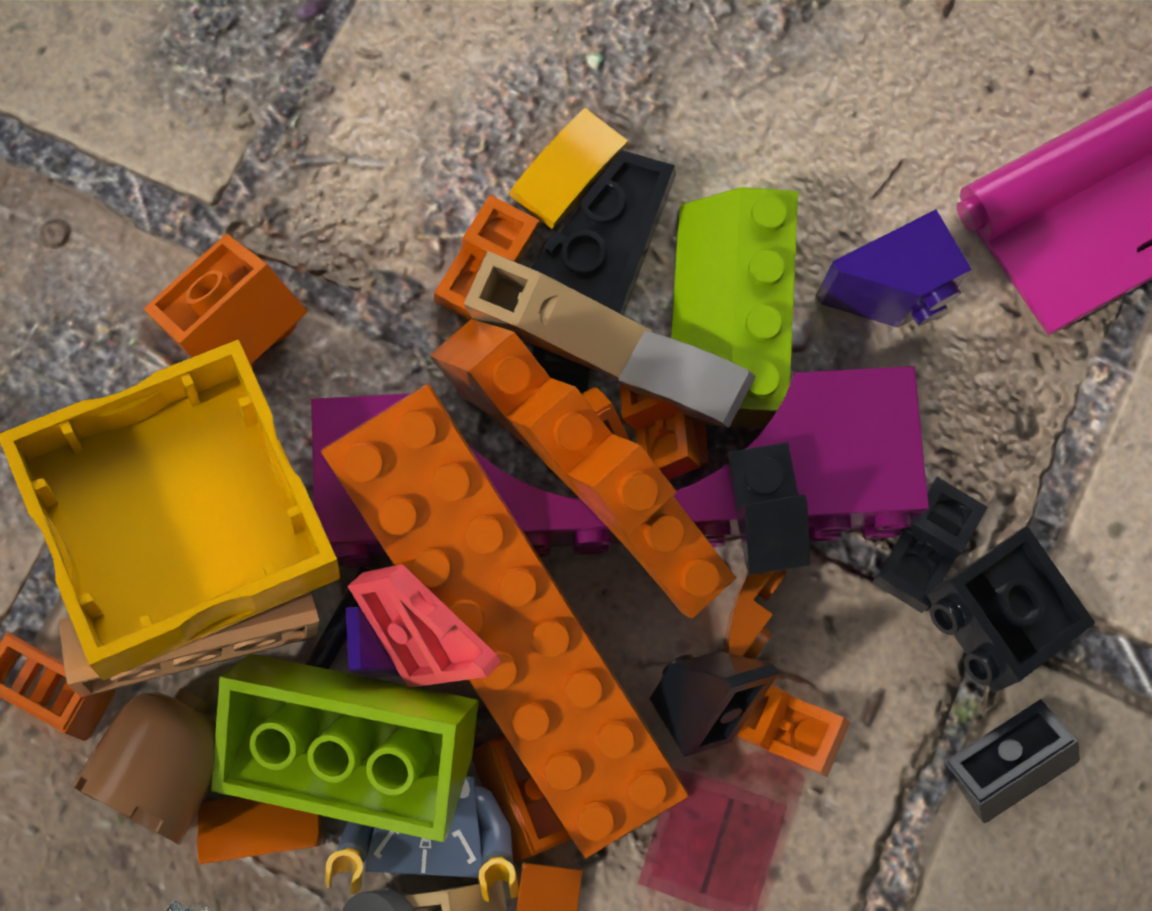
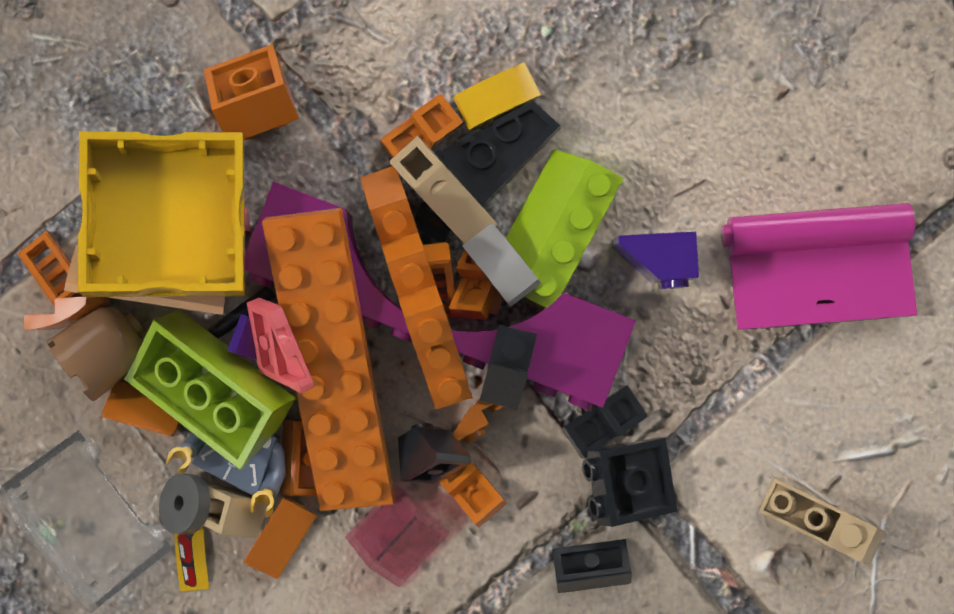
camera: 25 degrees right, 10 degrees up
(84, 727) = (66, 312): none -> orange slope

